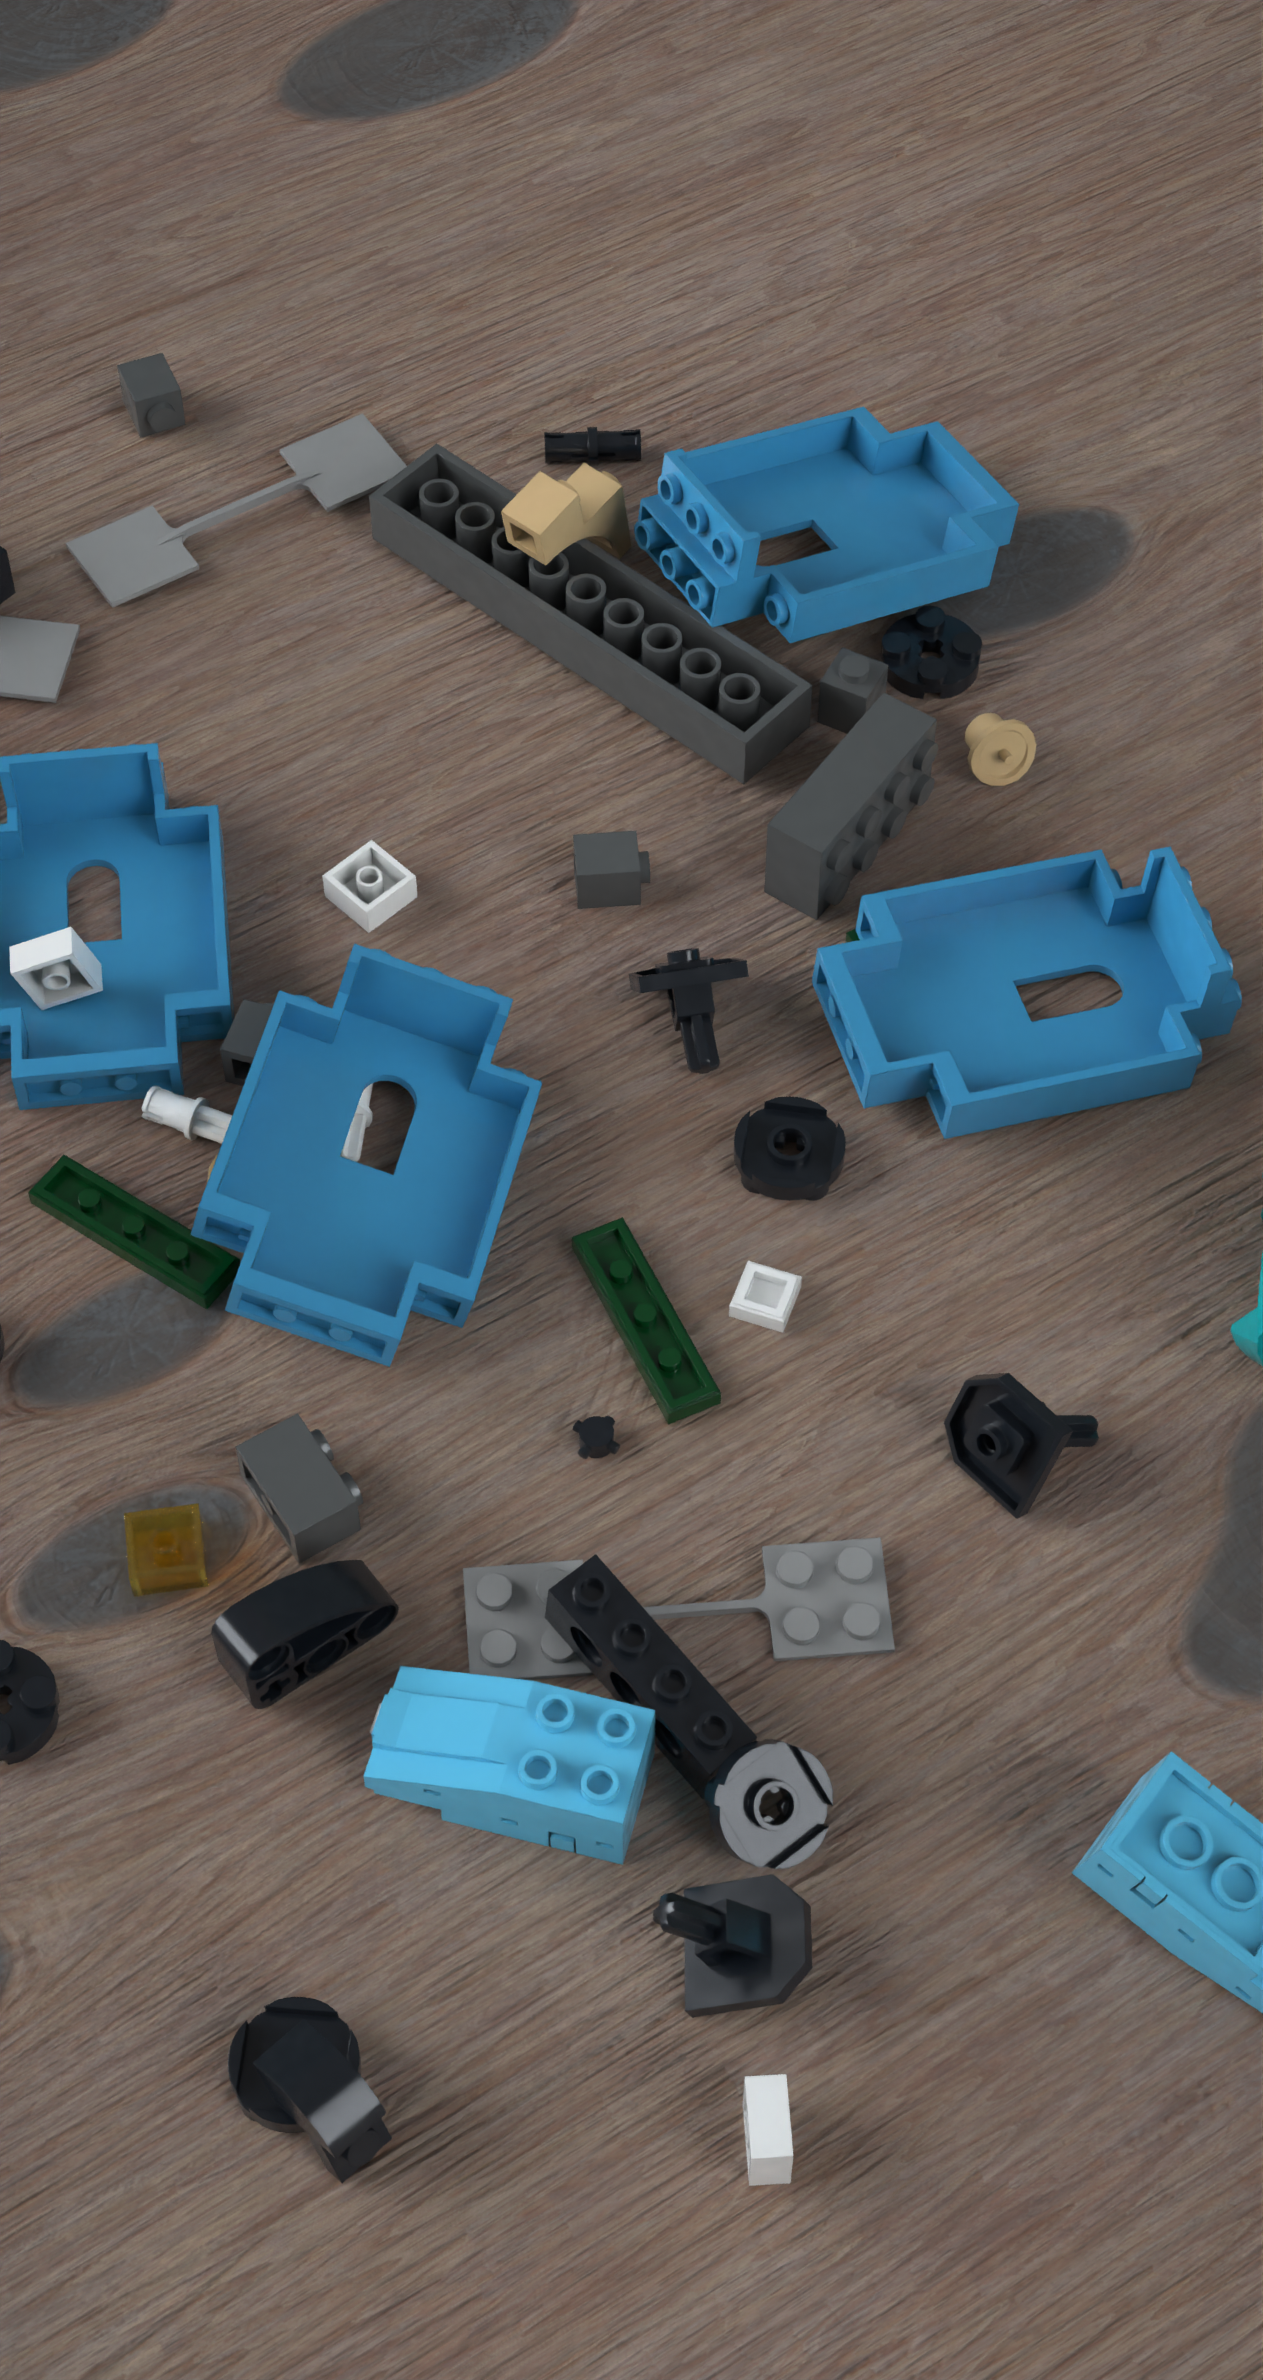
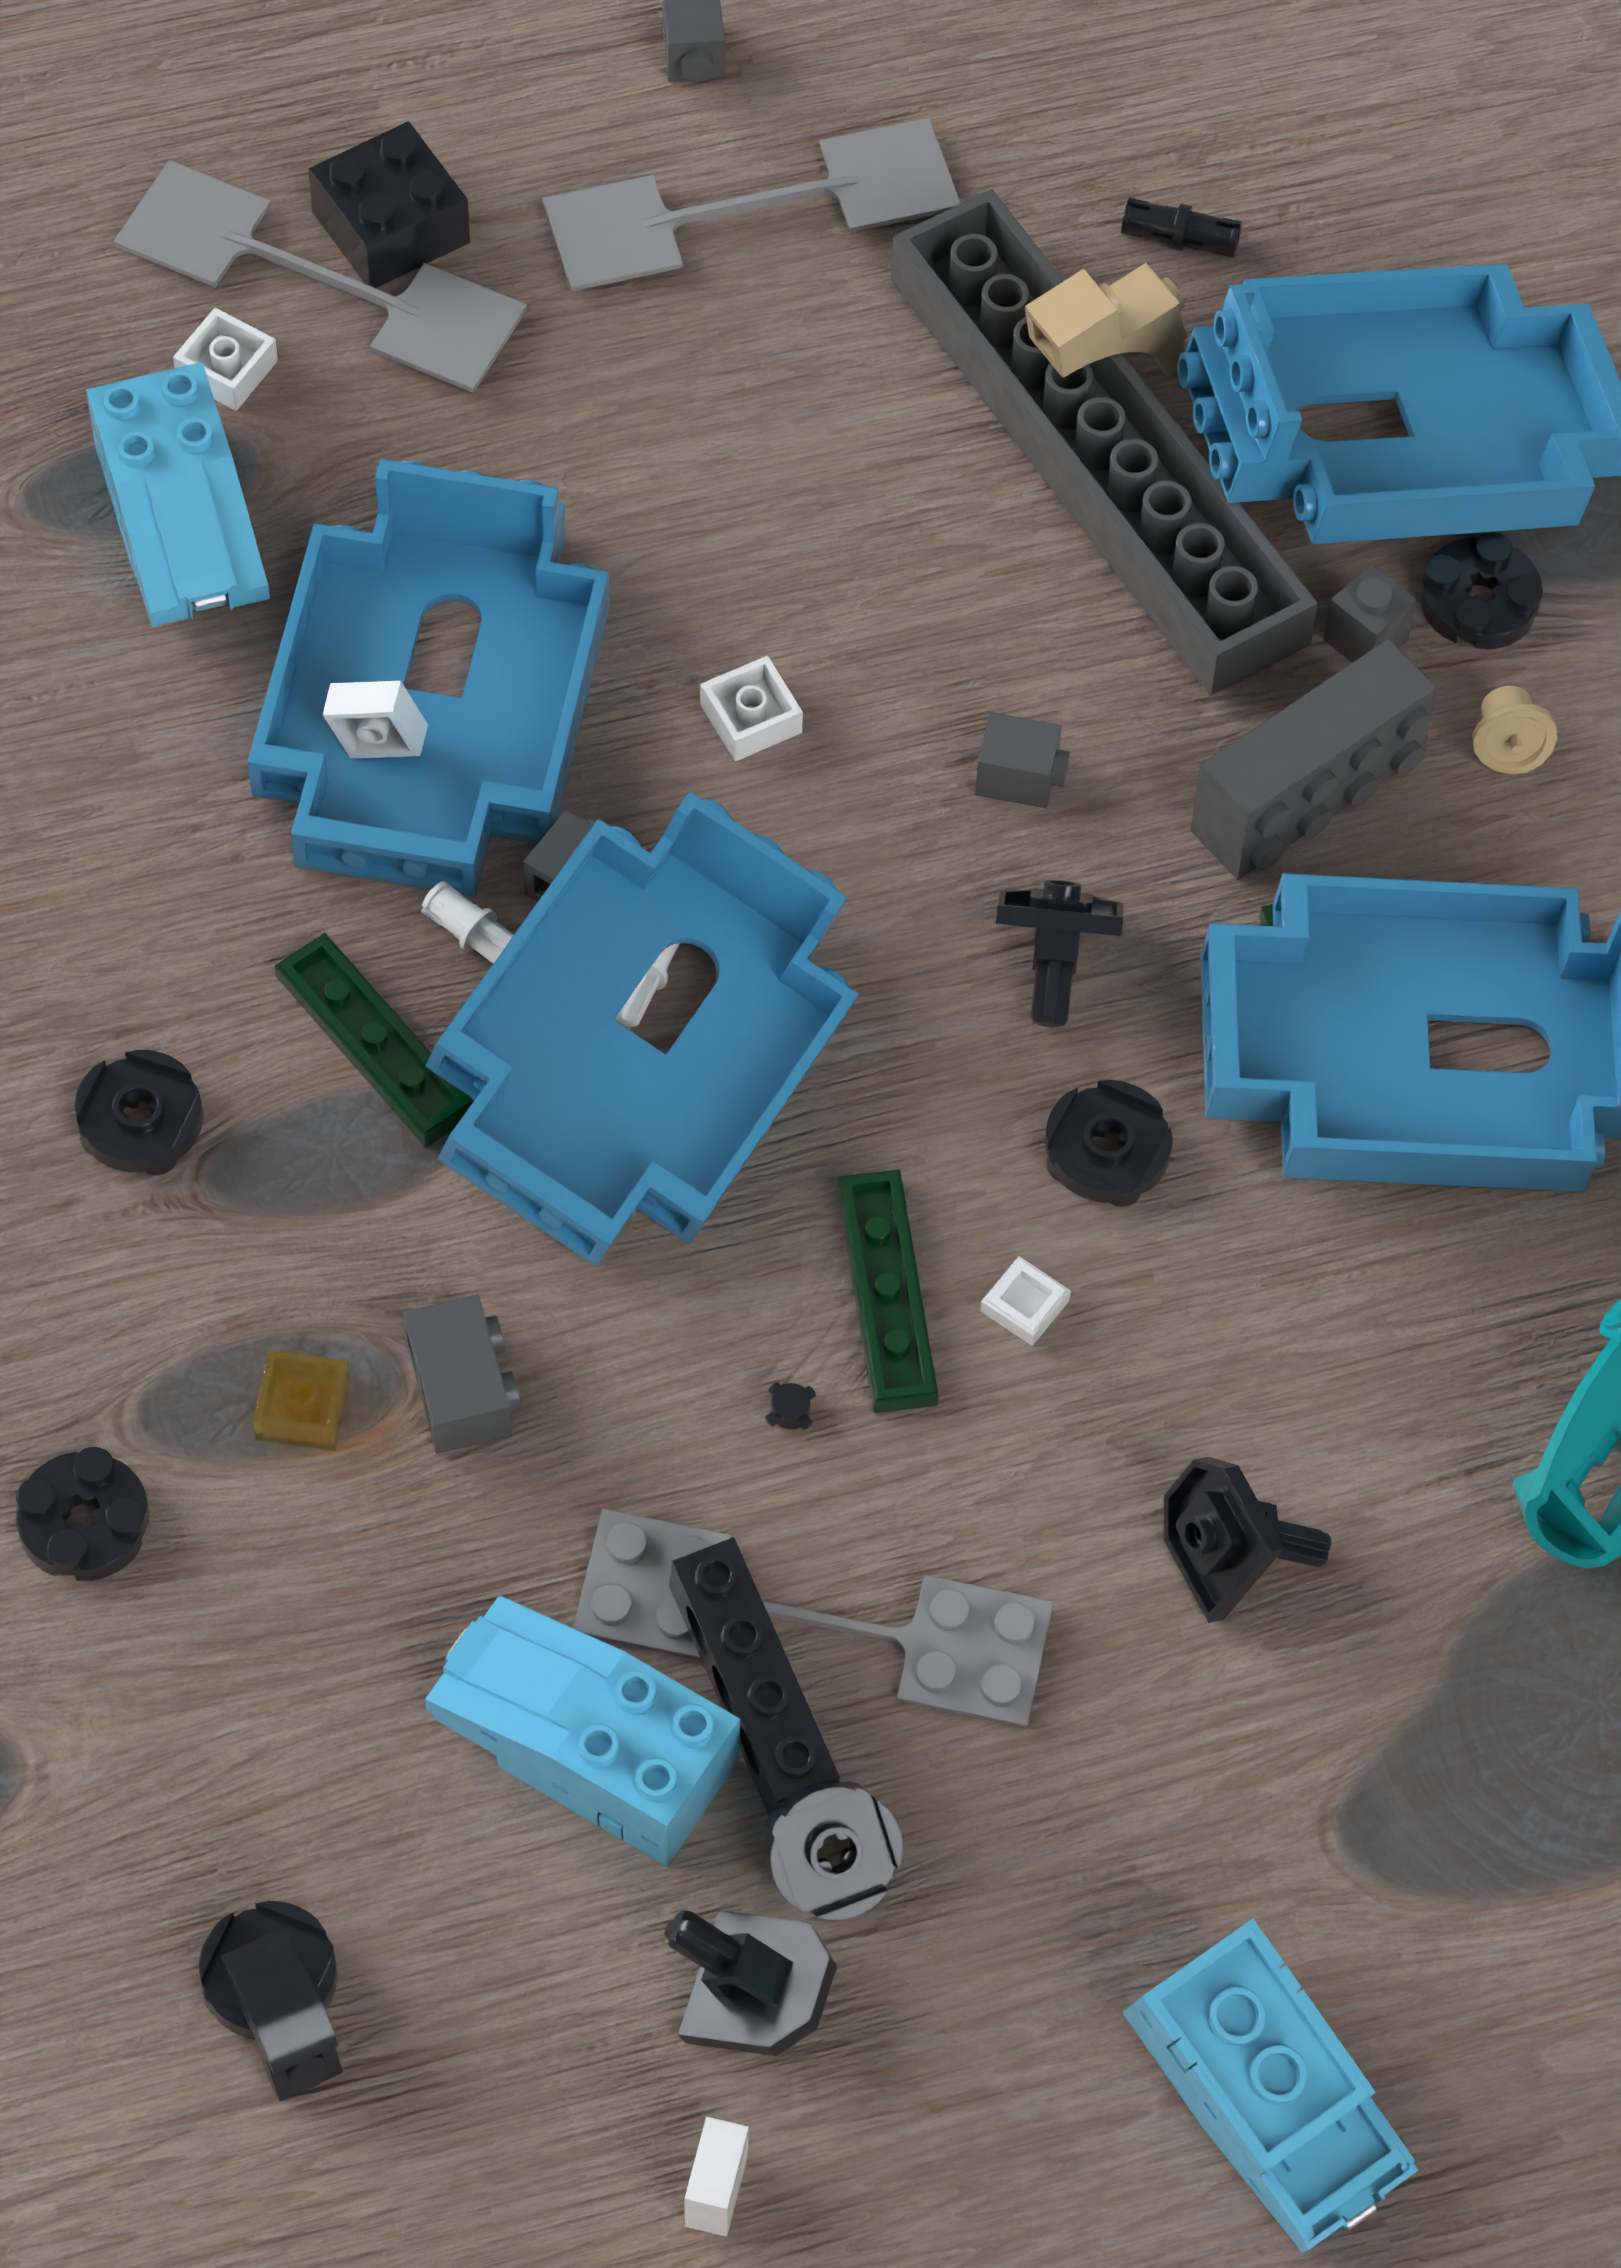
camera: 15 degrees right, 5 degrees up
(300, 1628) = (412, 1524): black beam -> none

